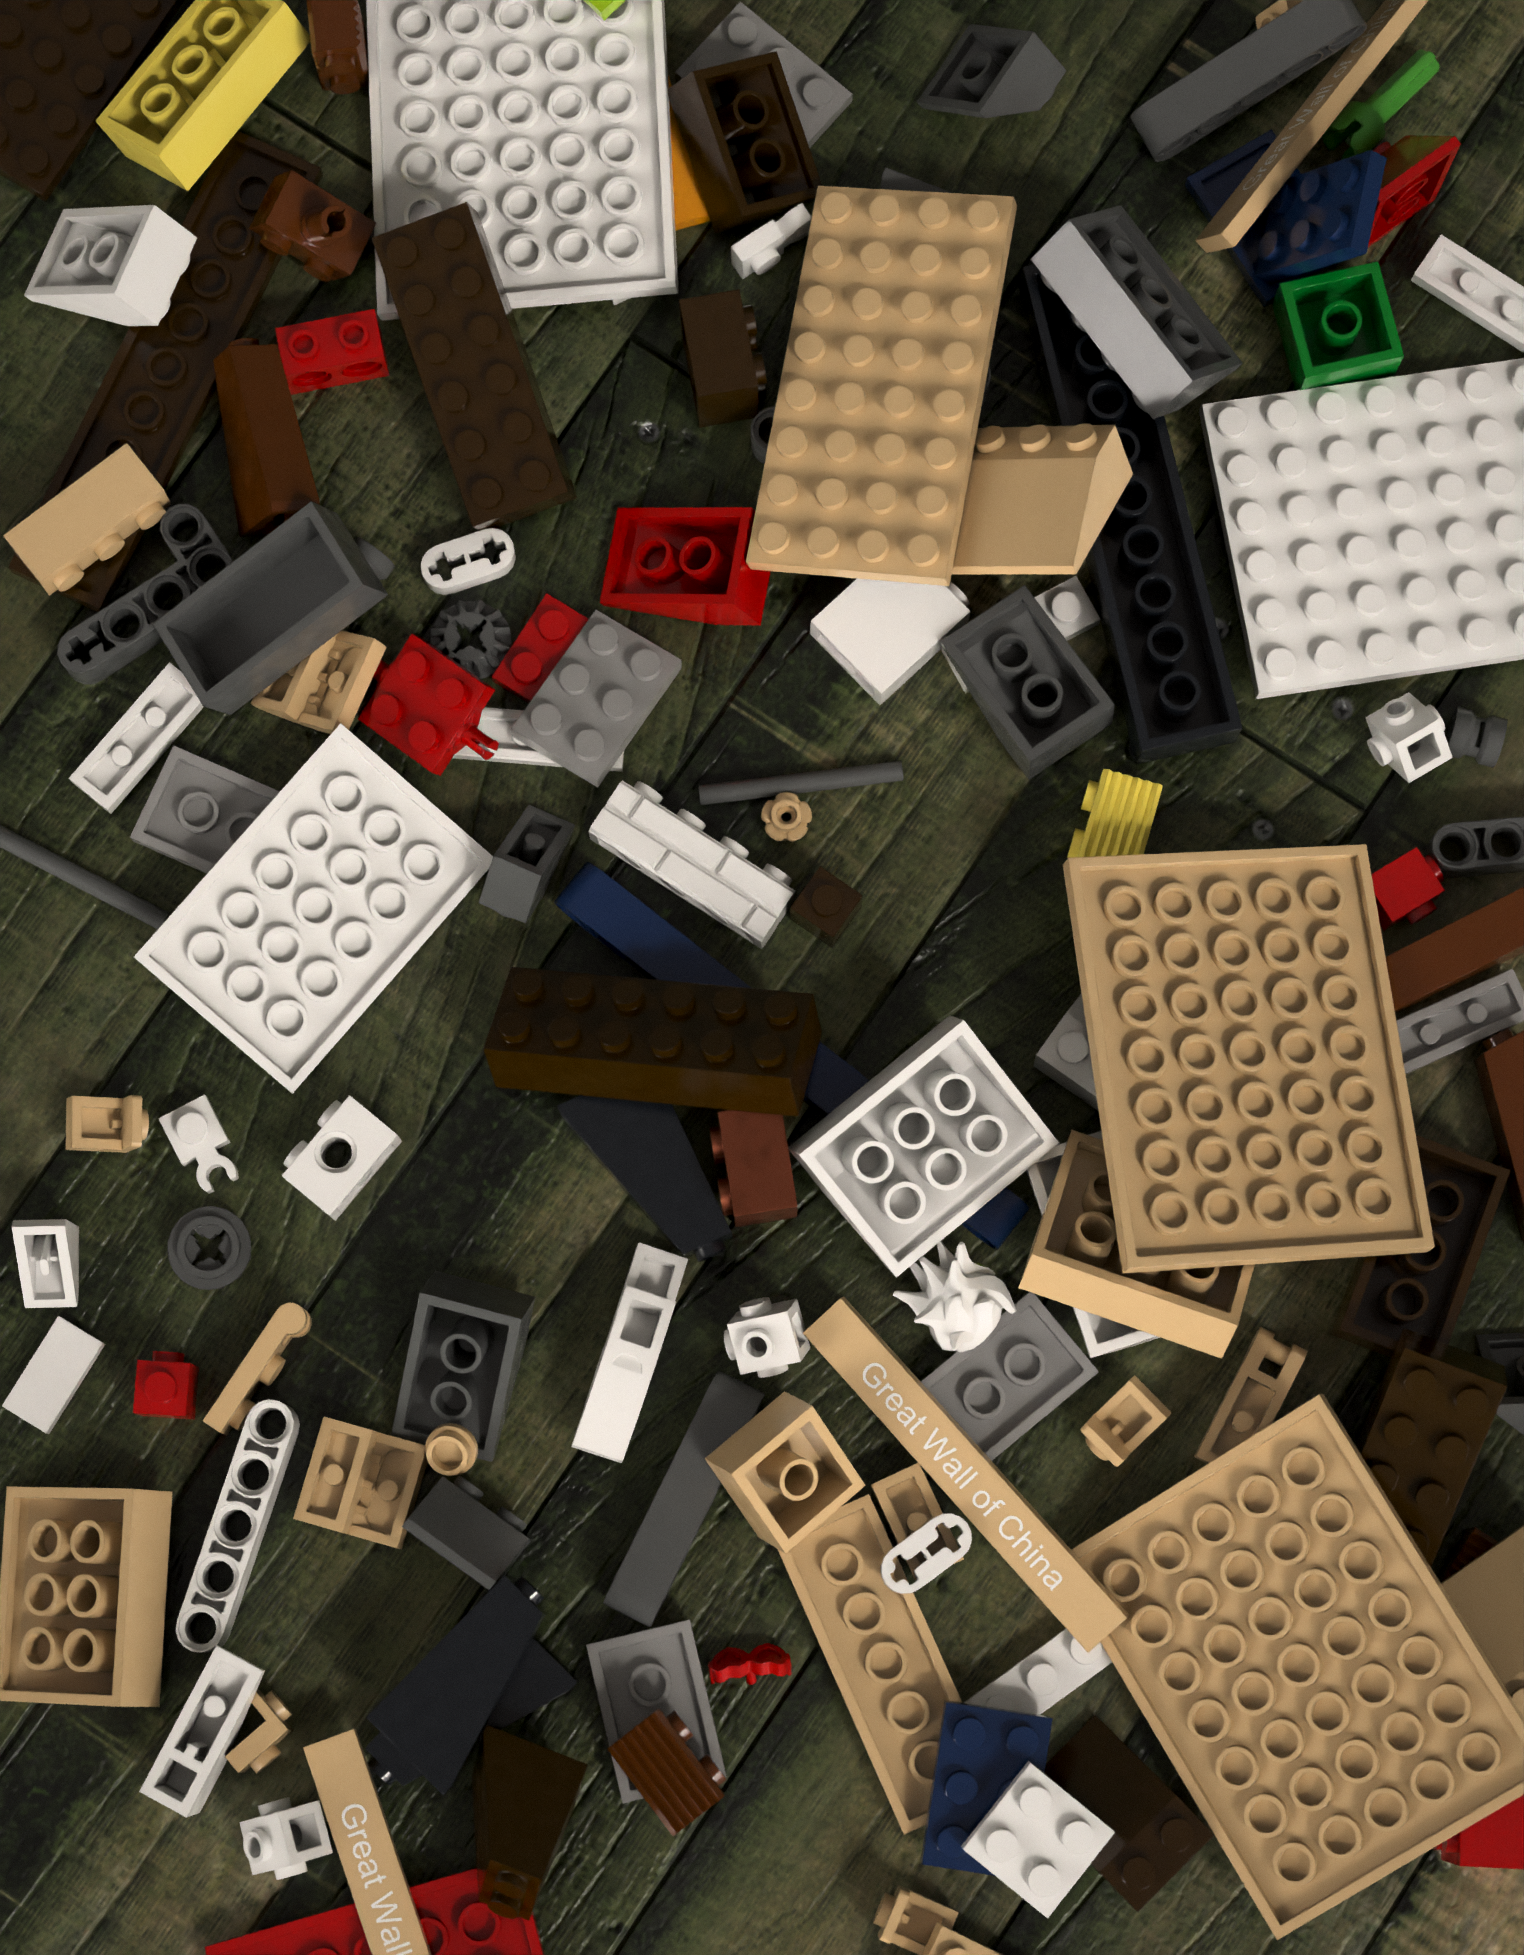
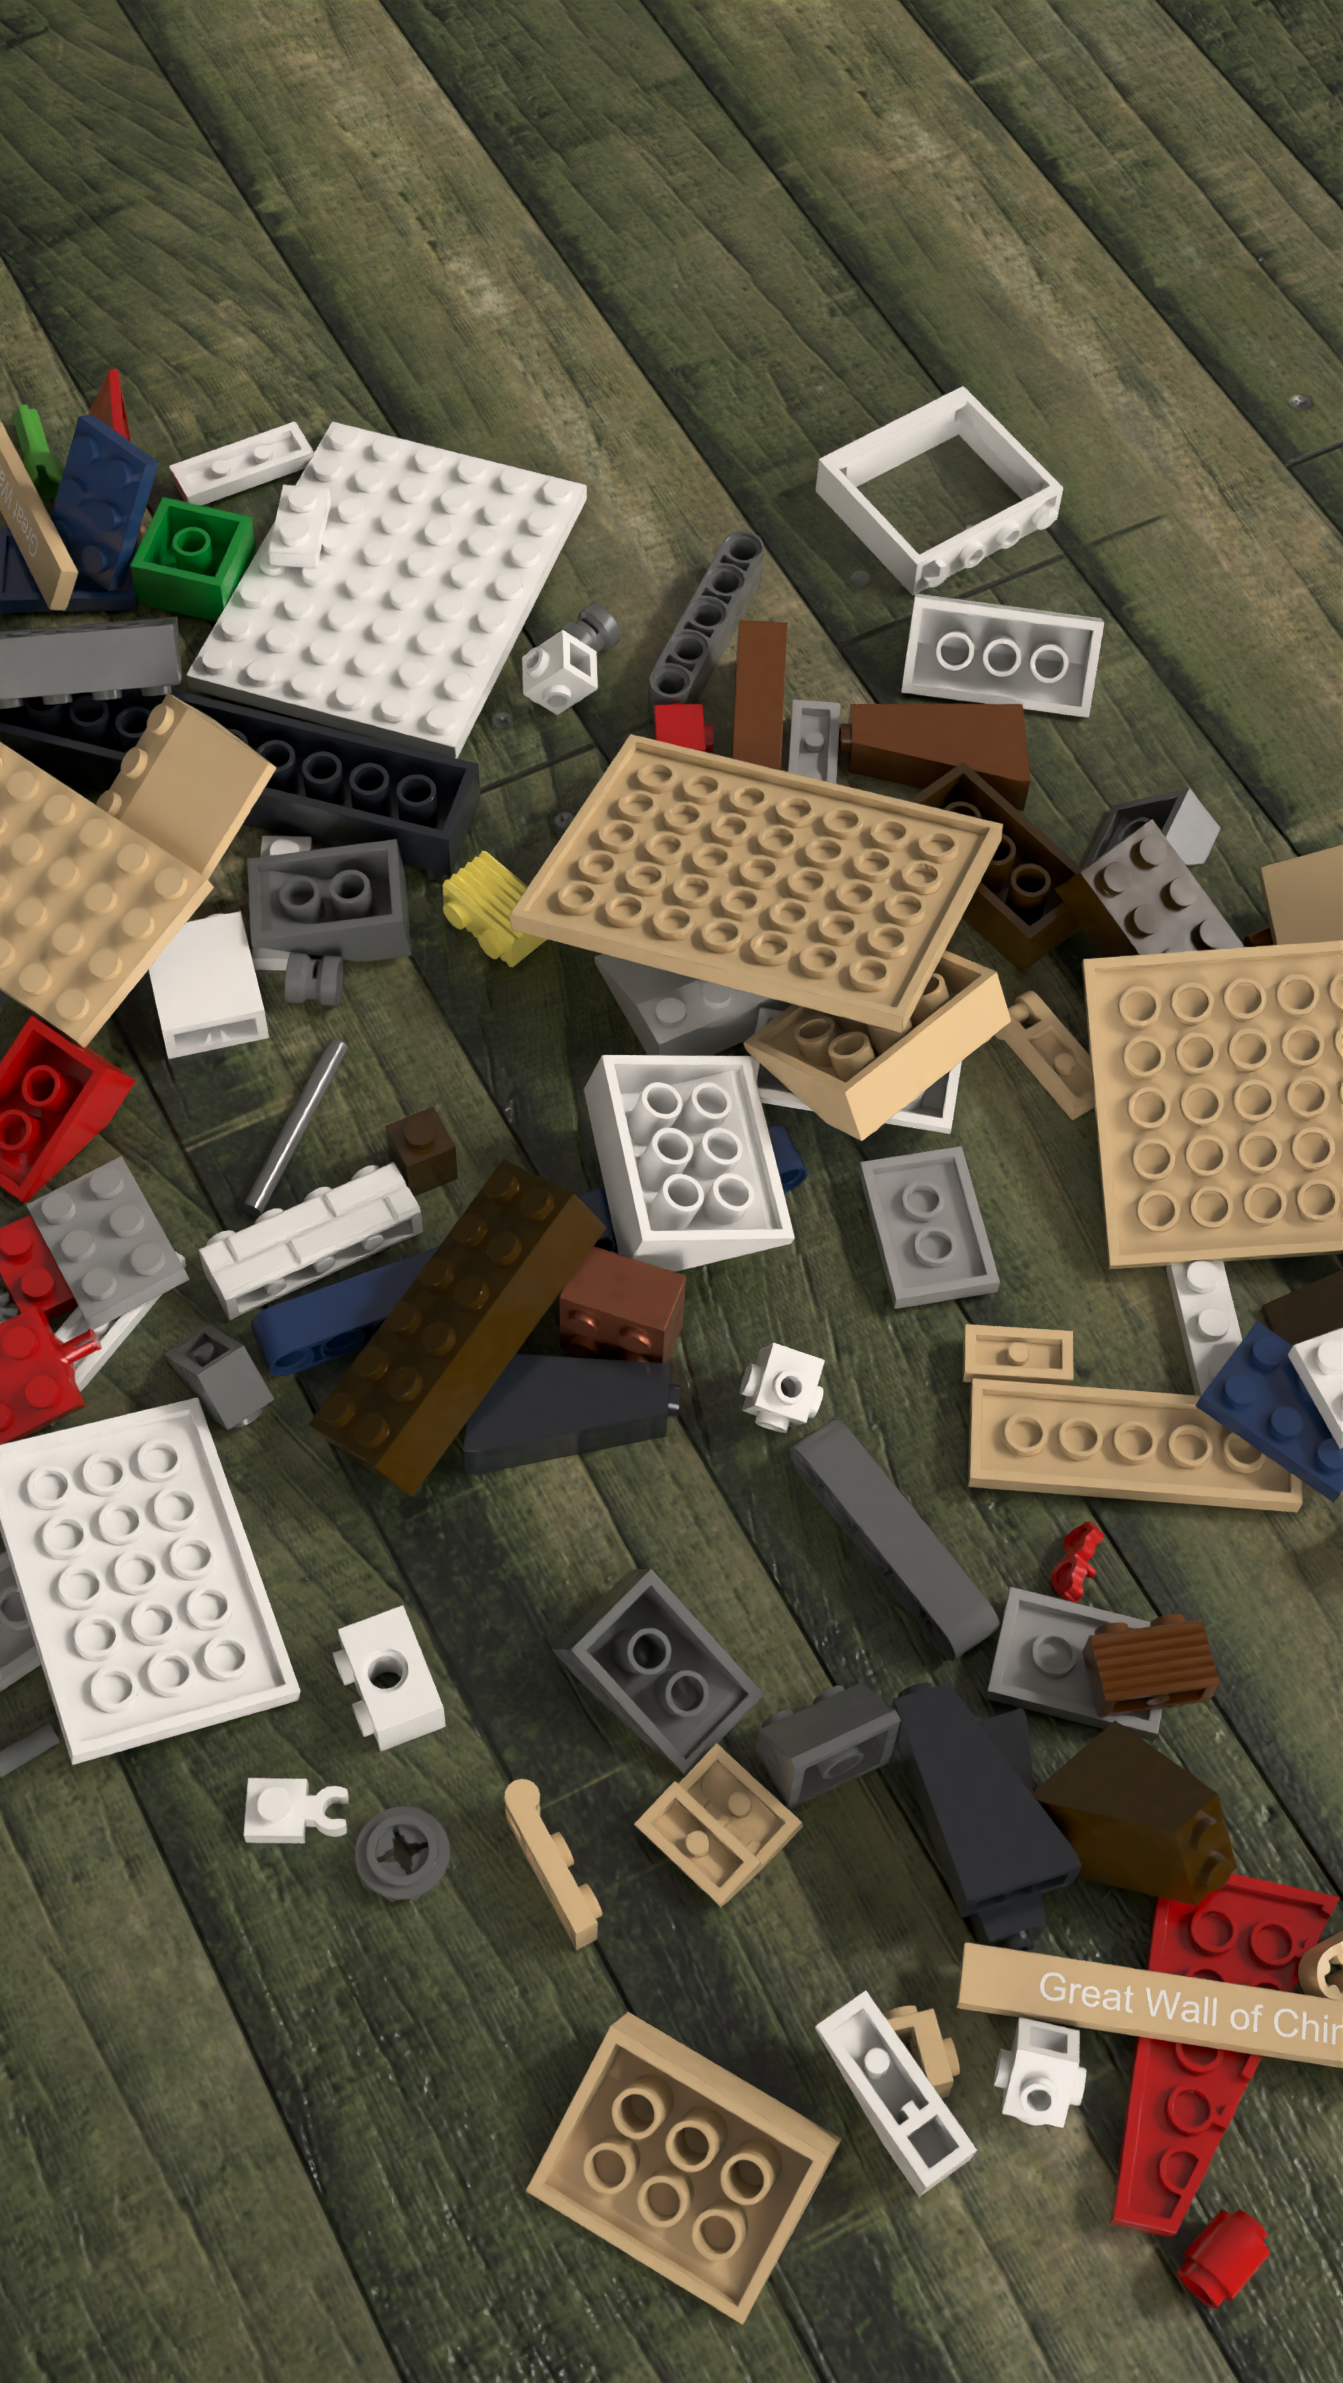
camera: 65 degrees left, 20 degrees down
(47, 1262) = (320, 2018): white slope -> none
(53, 1375) = (438, 2079): white tile -> none
(105, 1123) = (218, 1885): tan bracket -> none
(166, 1387) = (519, 1961): red brick -> none
(218, 1545) = (704, 1992): white beam -> none
(451, 1449) = (733, 1719): tan plate -> none
(630, 1353) = (736, 1510): white slope -> none
(779, 829) = (321, 1162): tan plate -> none
(785, 1472) = (919, 1425): tan brick -> none
(934, 1564) = (1043, 1355): white beam -> none
(949, 712) = (314, 979): none -> dark grey wheel
(957, 1299) = (840, 1213): white hair -> none
(966, 1474) = (996, 1287): tan tile -> none
(1124, 1422) = (1015, 1149): tan bracket -> none
(1430, 402) = (299, 526): none -> white plate

